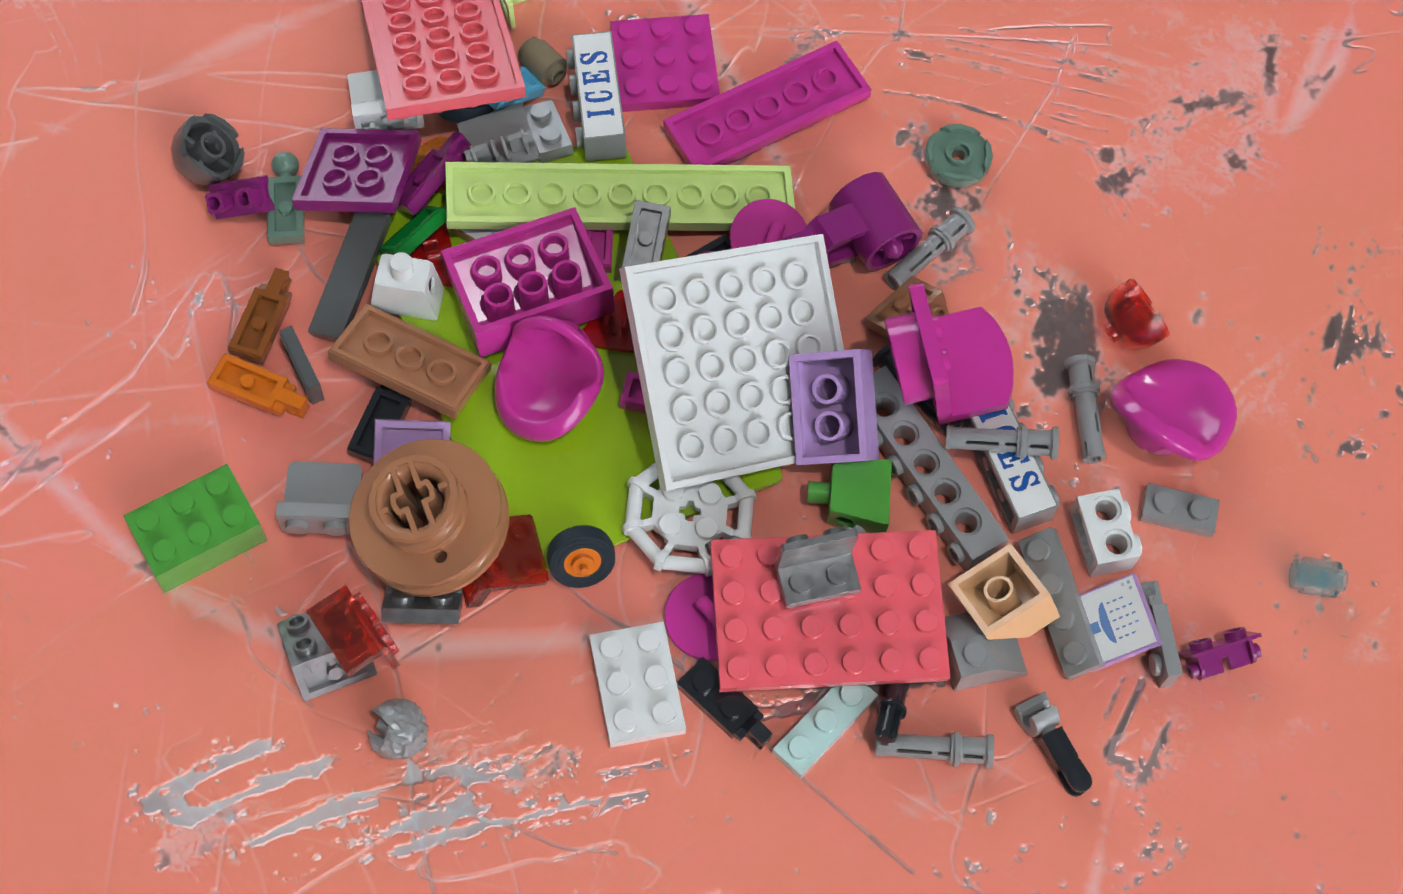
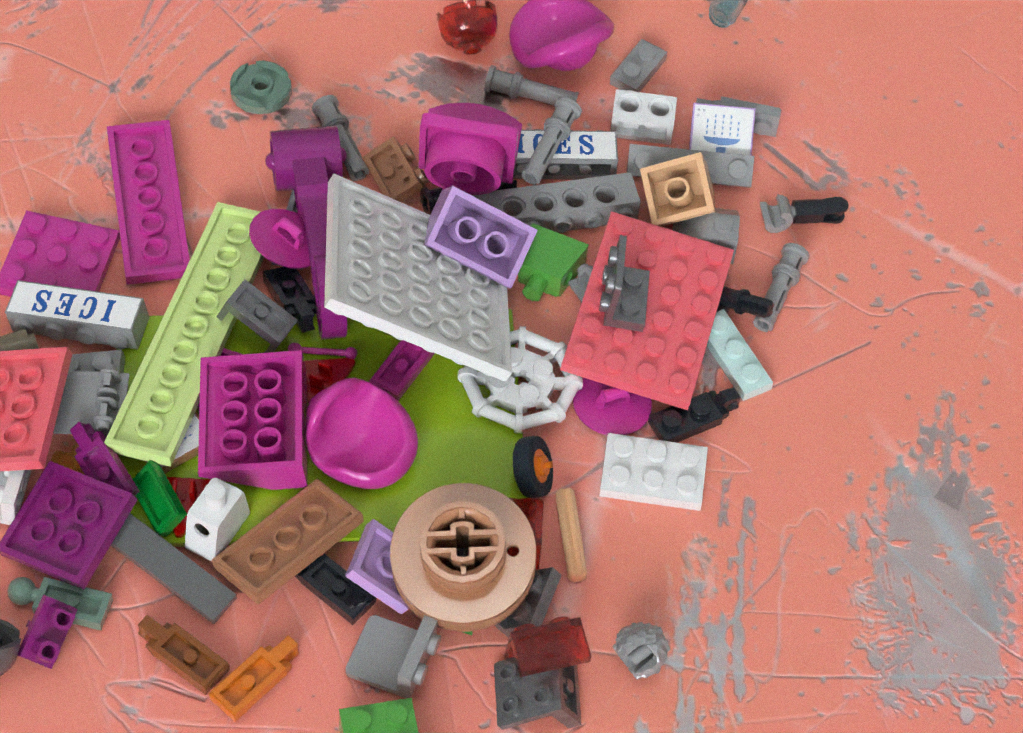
camera: 70 degrees left, 10 degrees down
(301, 365) = (249, 632): dark grey tile -> none
(525, 623) = (571, 535): none -> light nougat axle
(1207, 654) = (764, 82): magenta hinge -> none

